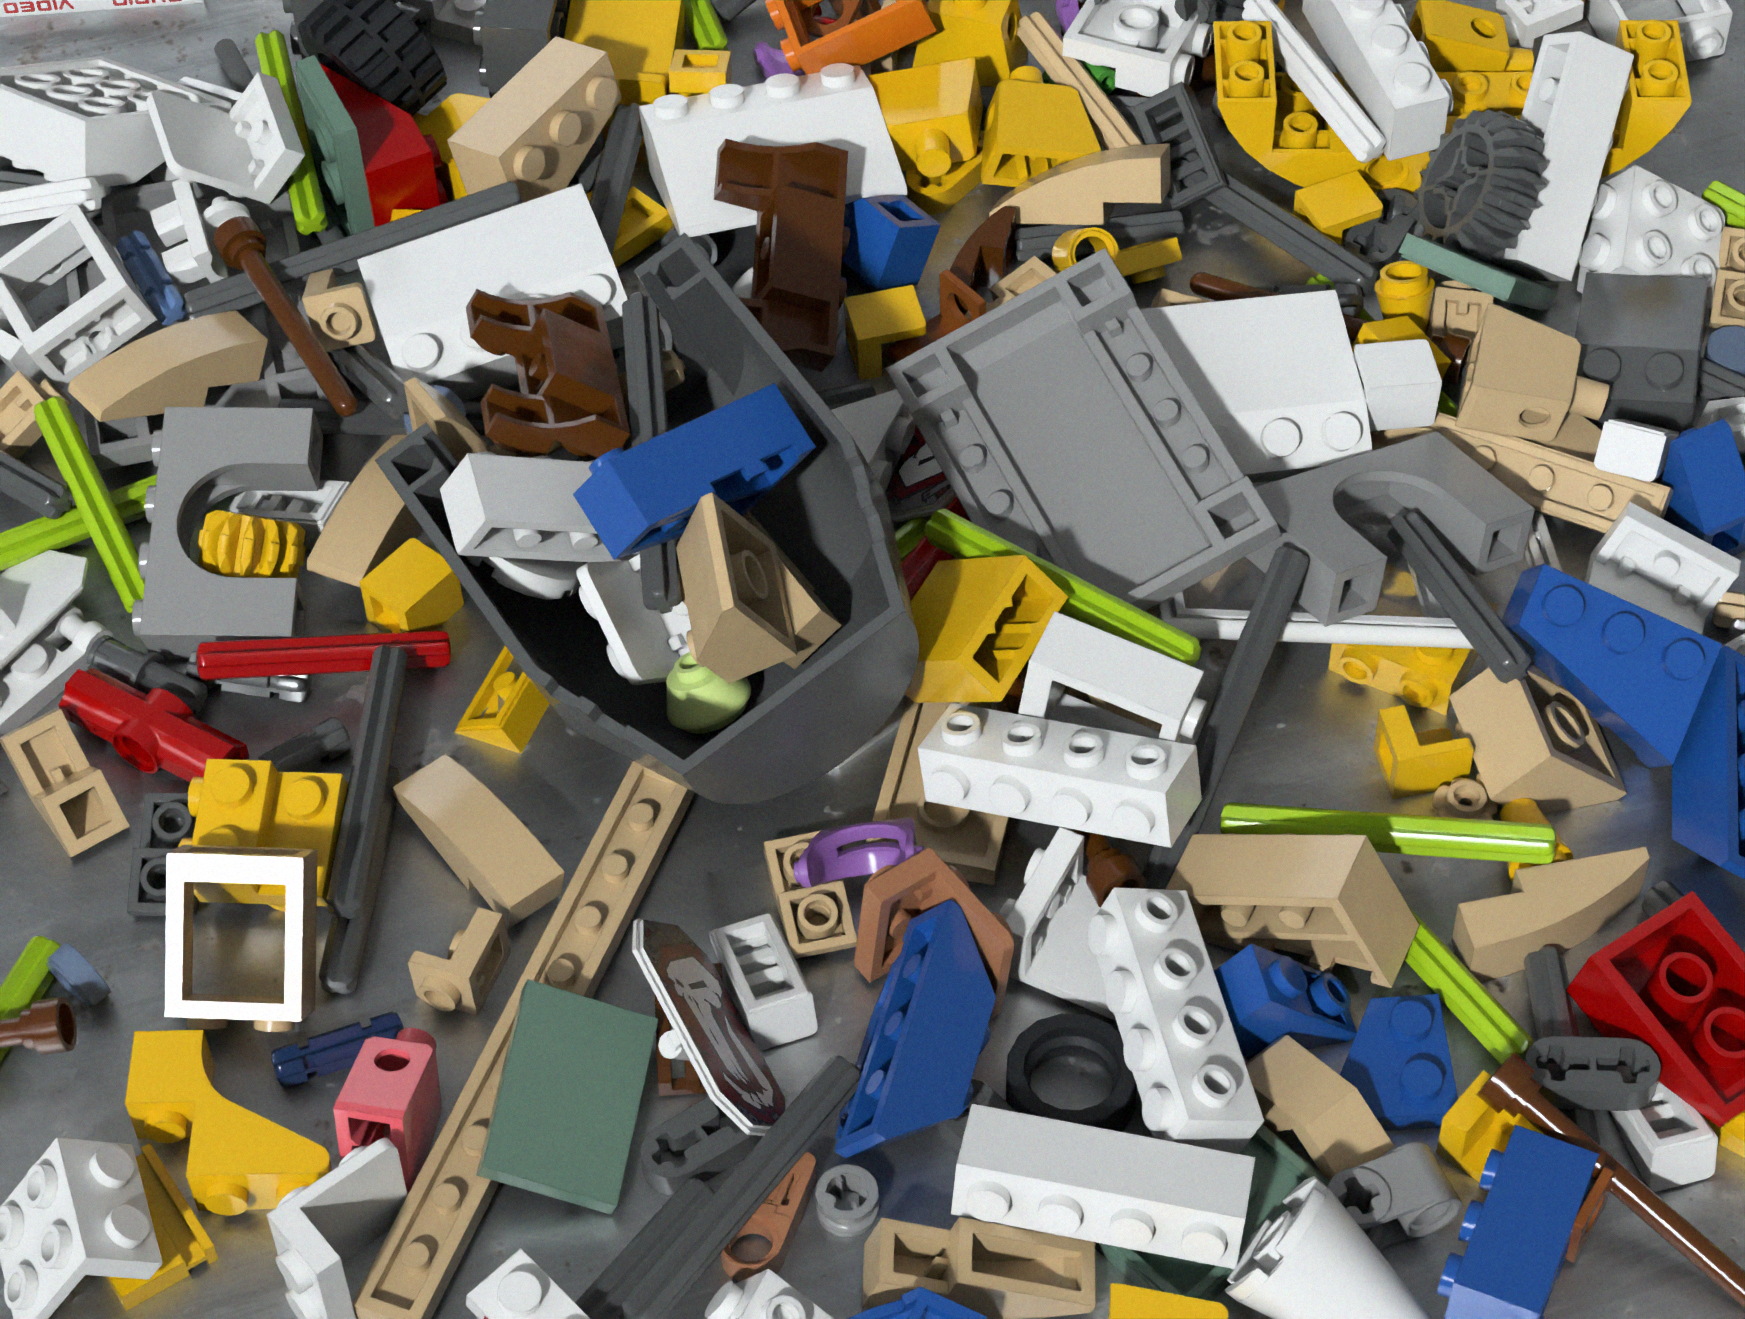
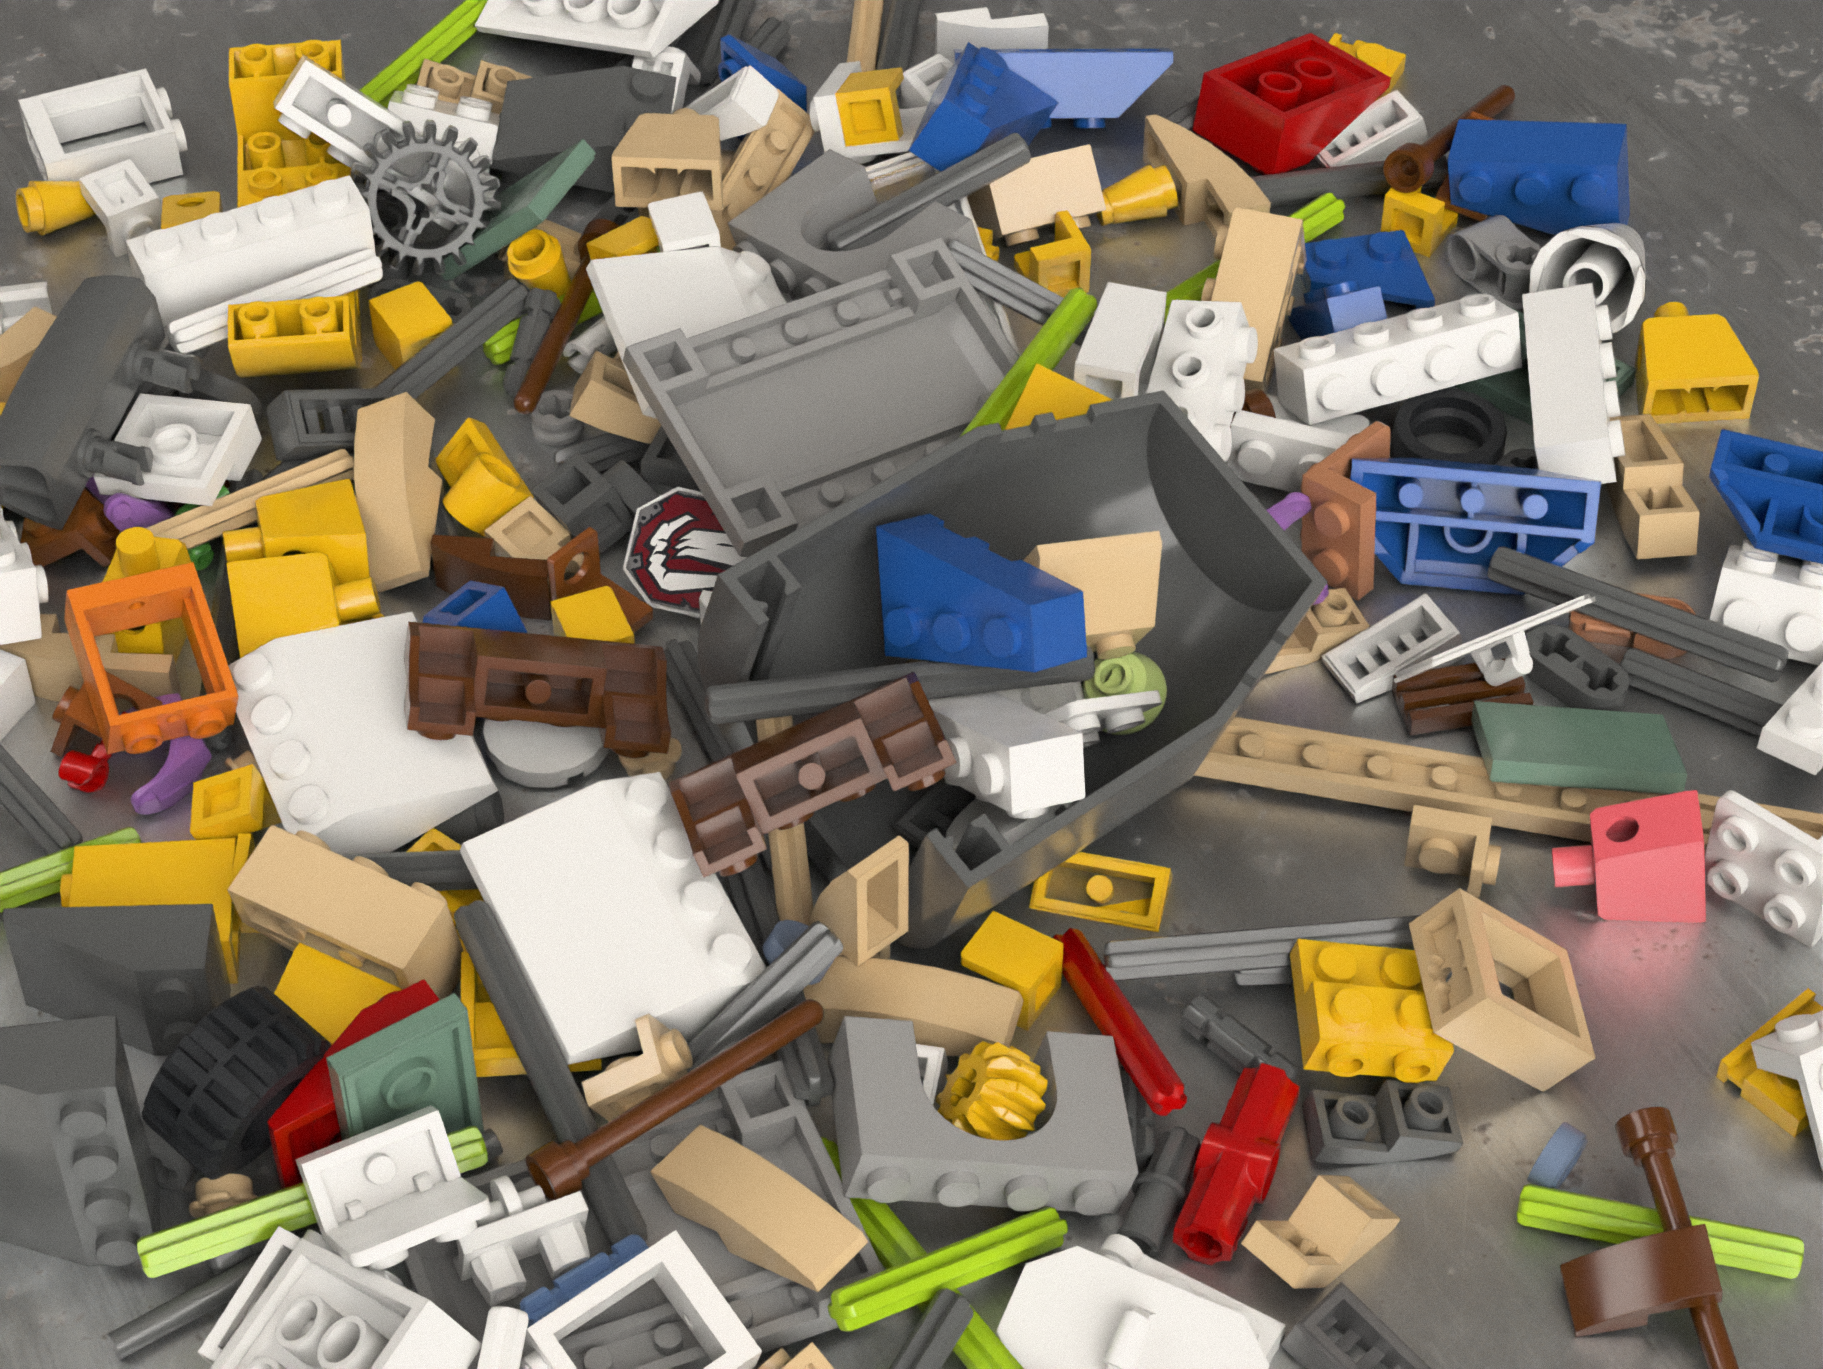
camera: 100 degrees left, 5 degrees down
(234, 1154) = (1724, 989): yellow arch -> none
(330, 1050) = (1592, 972): dark blue axle -> none
(481, 839) = (1312, 855): tan slope -> none
(842, 1179) = (1605, 560): light grey bush -> none
(1319, 1106) = (1432, 285): tan slope -> none
(1401, 832) = (1166, 223): lime axle -> none
(1466, 790) = (1105, 240): tan plate -> none
(1592, 1072) = (1355, 148): dark grey beam -> none
(1646, 563) = (870, 107): none -> yellow panel

